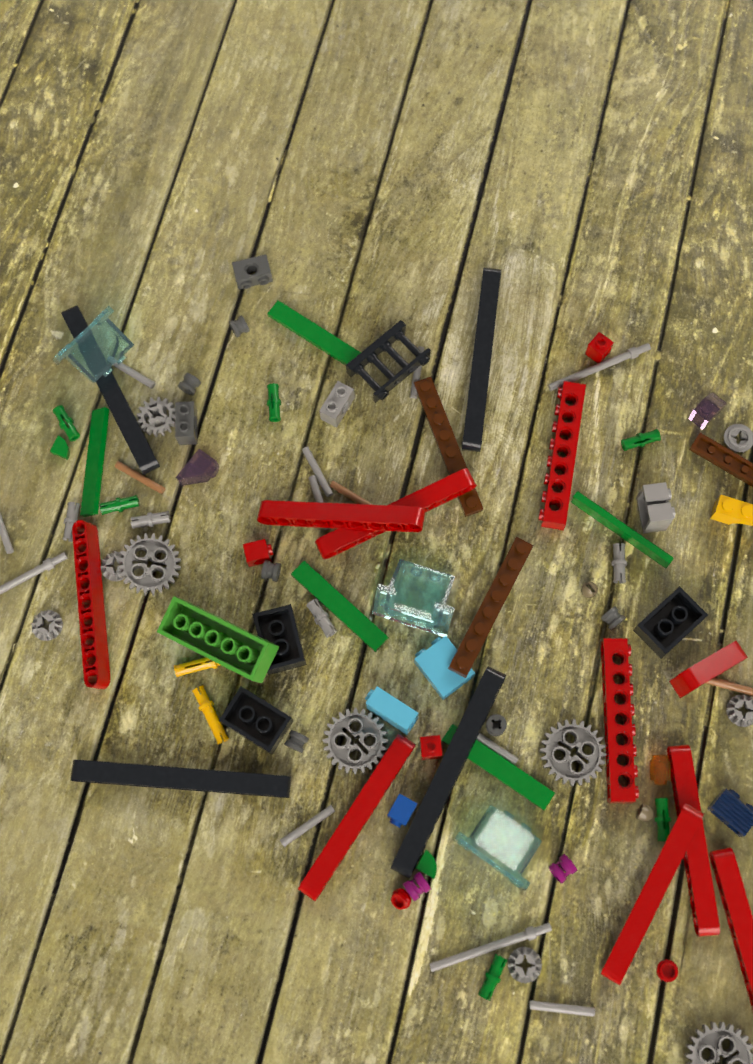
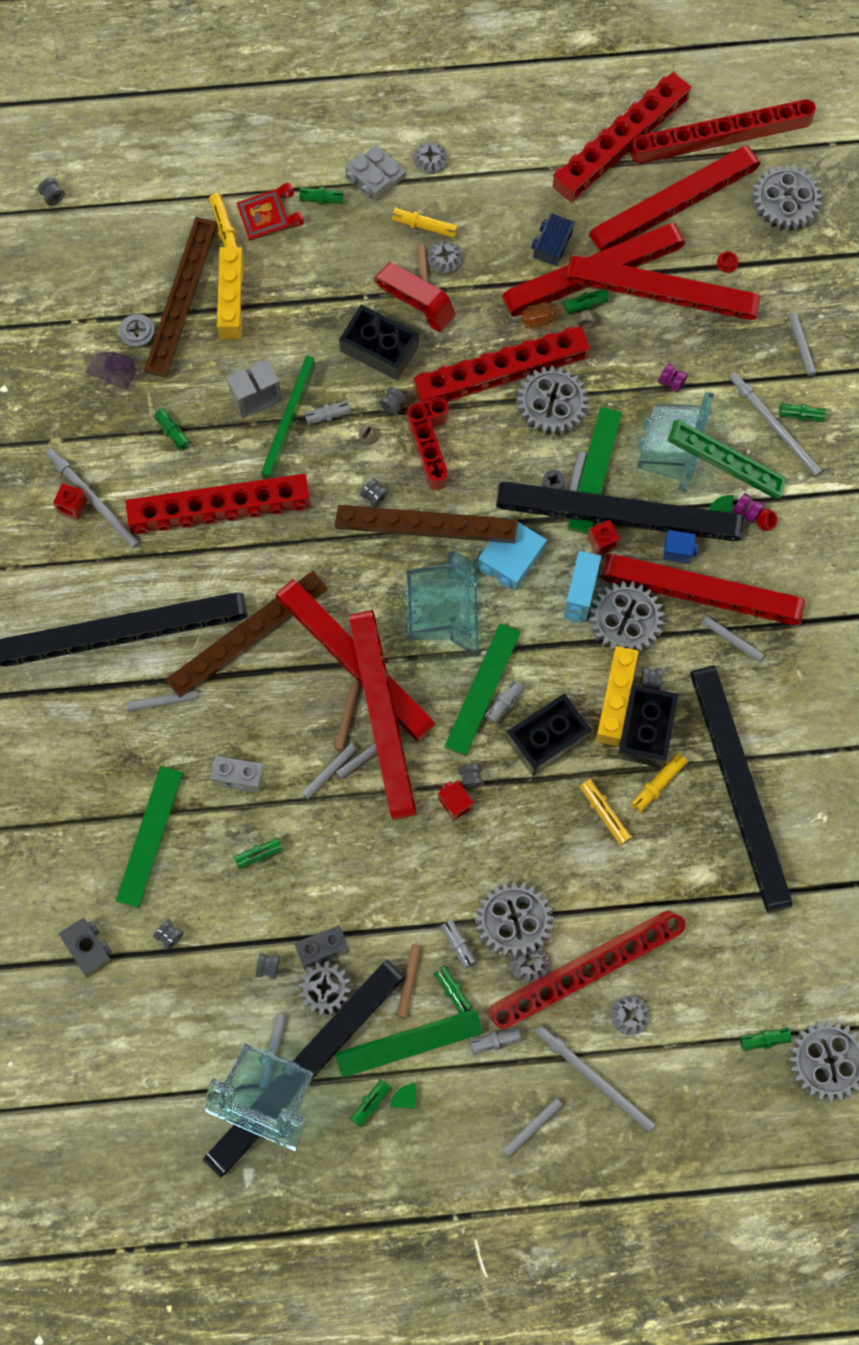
camera: 115 degrees left, 0 degrees up
(198, 469) = (375, 909): slope -> none
(218, 639) = (578, 795): bright green brick -> none
(293, 706) = (617, 696): none -> yellow arch
(384, 344) = (162, 755): black fence -> none
(462, 879) = (726, 459): none -> green tile
(517, 957) = (774, 396): light grey gear -> none
(533, 576) = (374, 493): none -> dark grey wheel
(564, 637) = (430, 445): none -> red beam

